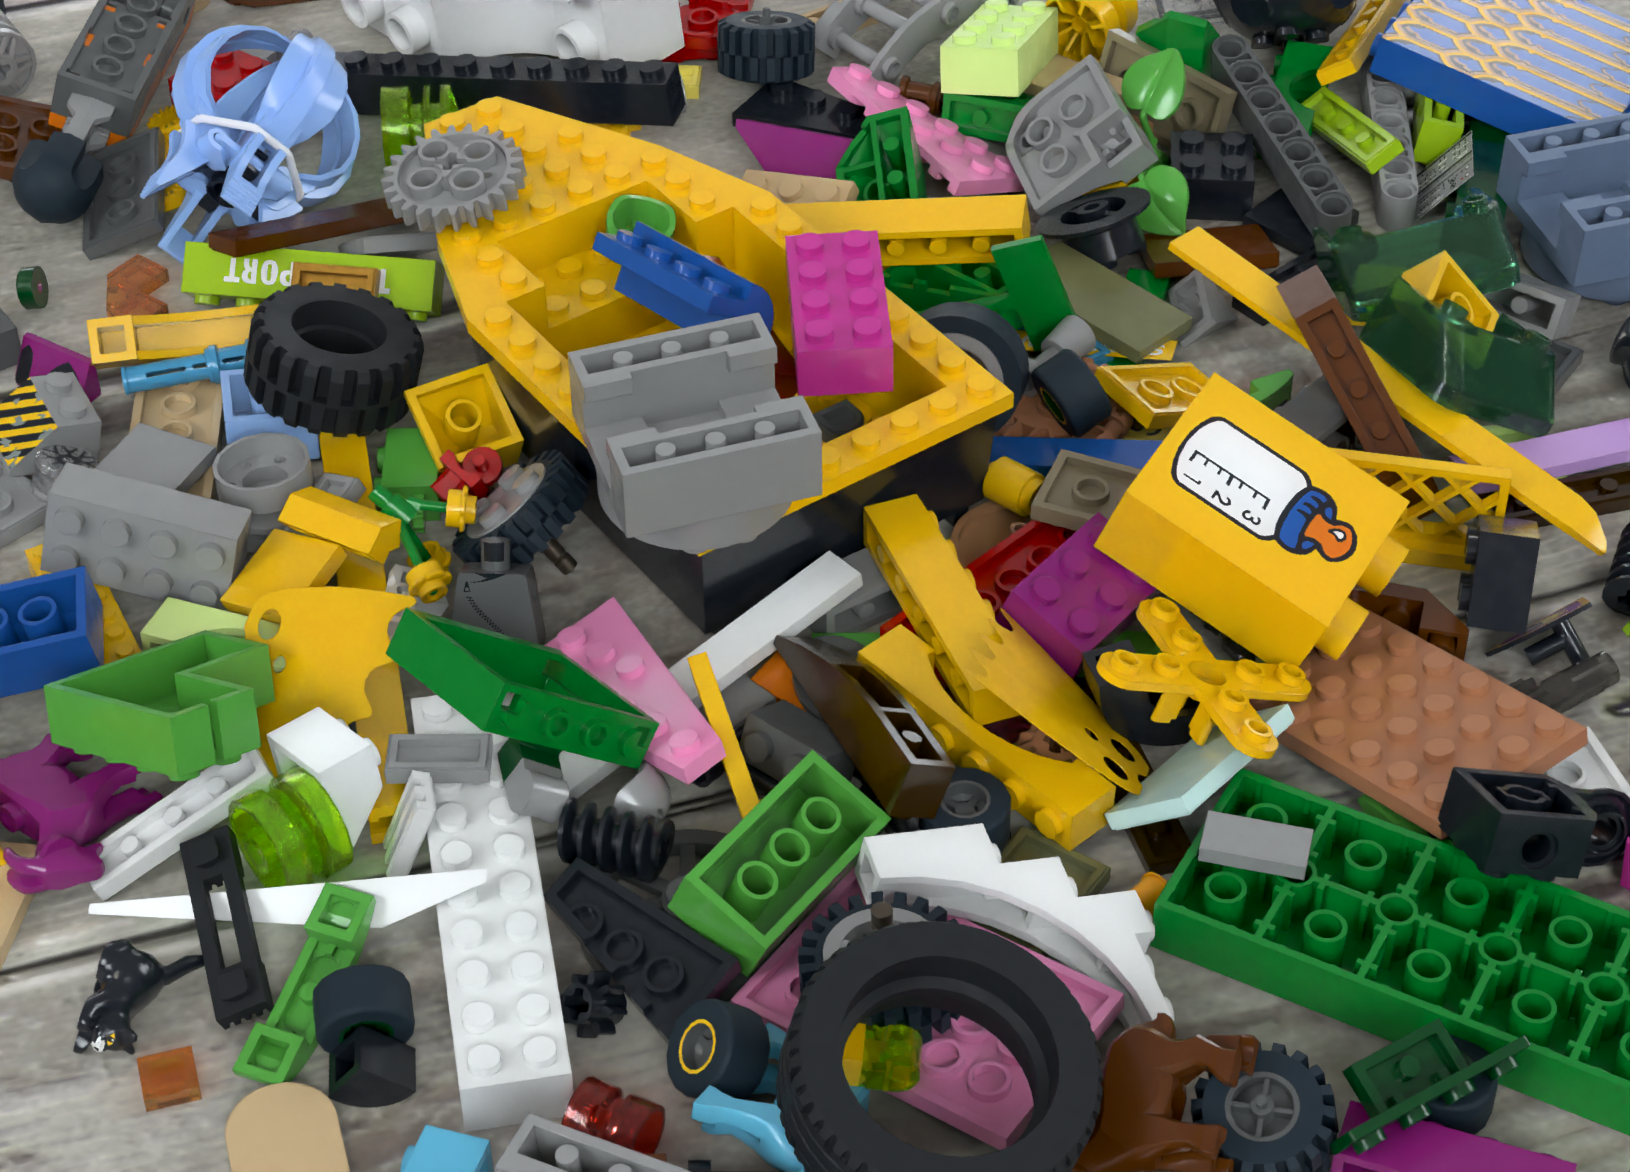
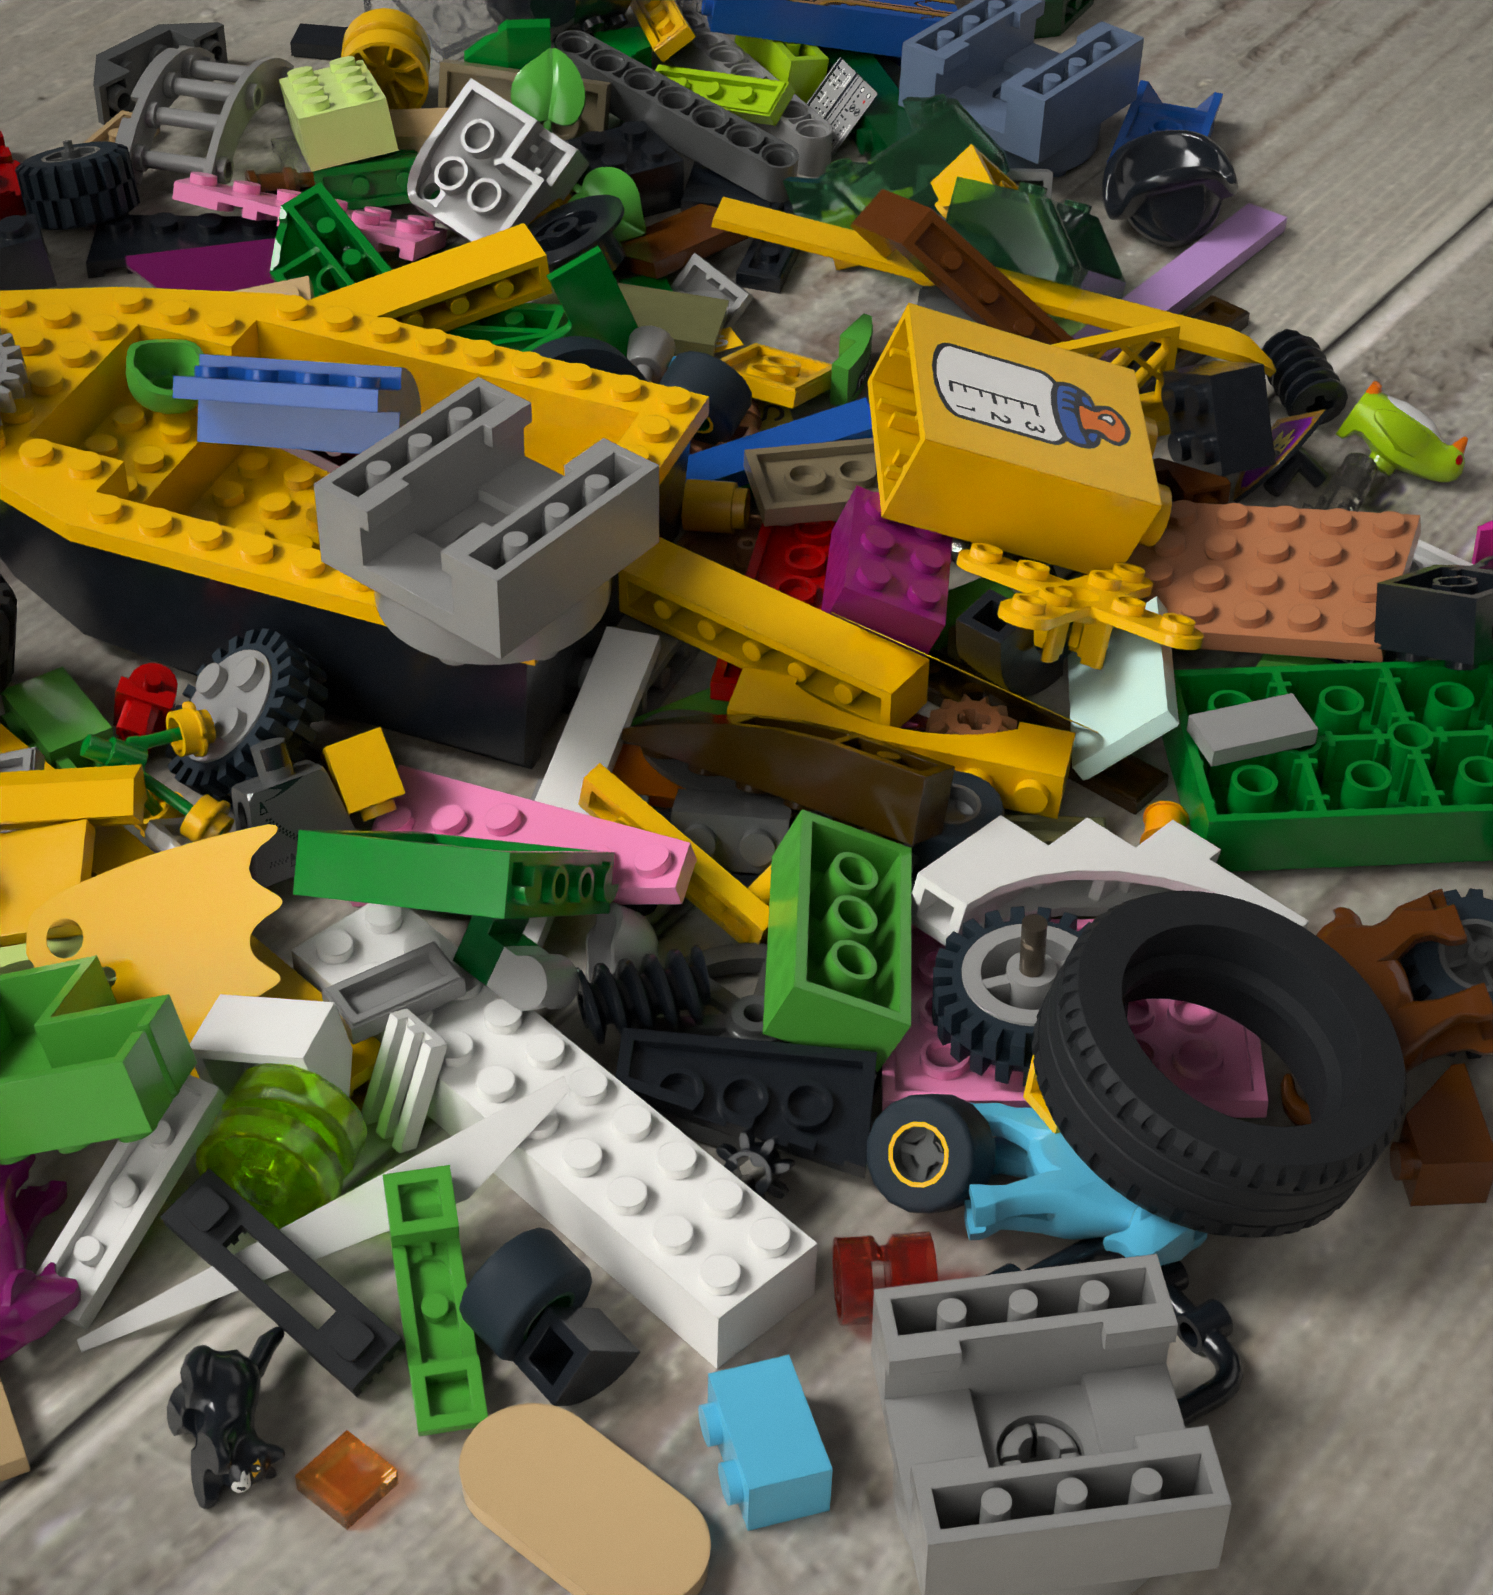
camera: 35 degrees left, 0 degrees up
(465, 414) = (93, 641): yellow slope -> none
(567, 590) = (364, 774): none -> yellow slope
(839, 313) = (474, 335): dark pink brick -> none

